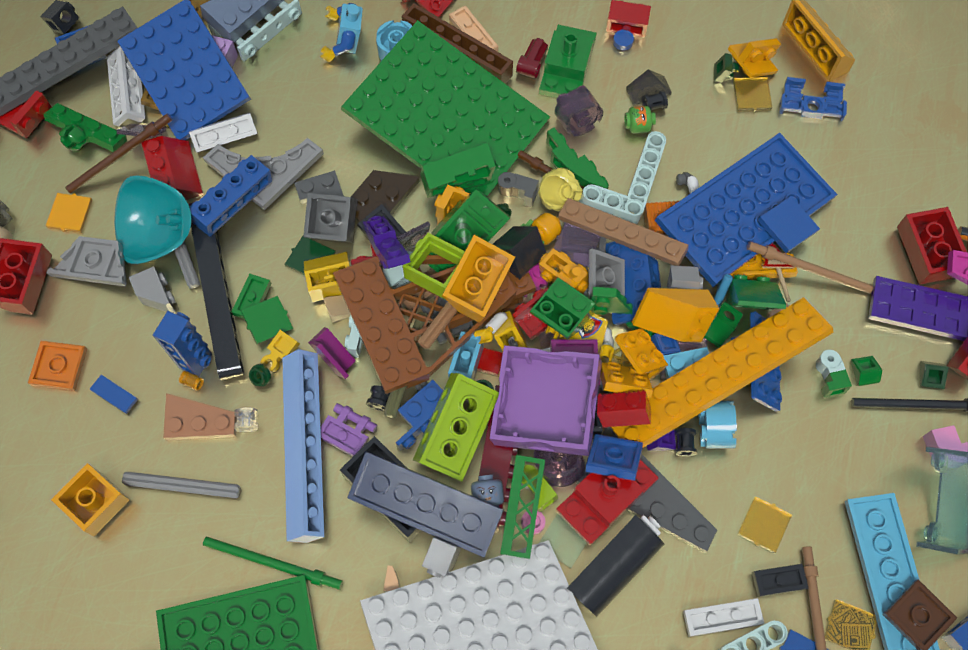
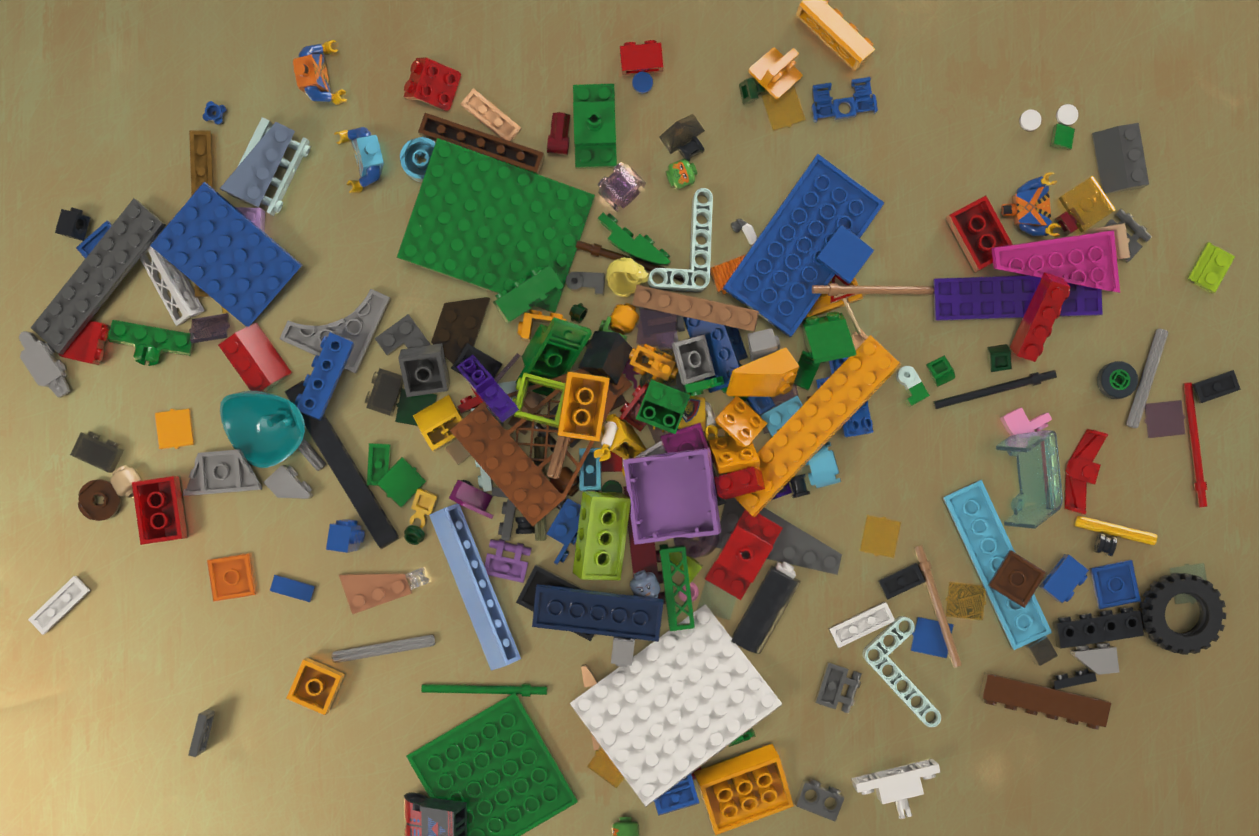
camera: 15 degrees left, 20 degrees up
(152, 129) = (224, 334): reddish brown bar -> none
(196, 381) = (361, 560): light orange piece -> none
(223, 132) = (287, 305): white plate -> none
(283, 232) = (384, 392): none -> clear smoke brick
(366, 378) = (508, 509): none -> dark grey bracket
(431, 356) = (563, 480): none -> dark orange head
(614, 457) = (742, 528): blue tile -> none
(722, 289) = (798, 339): dark azure piece -> none

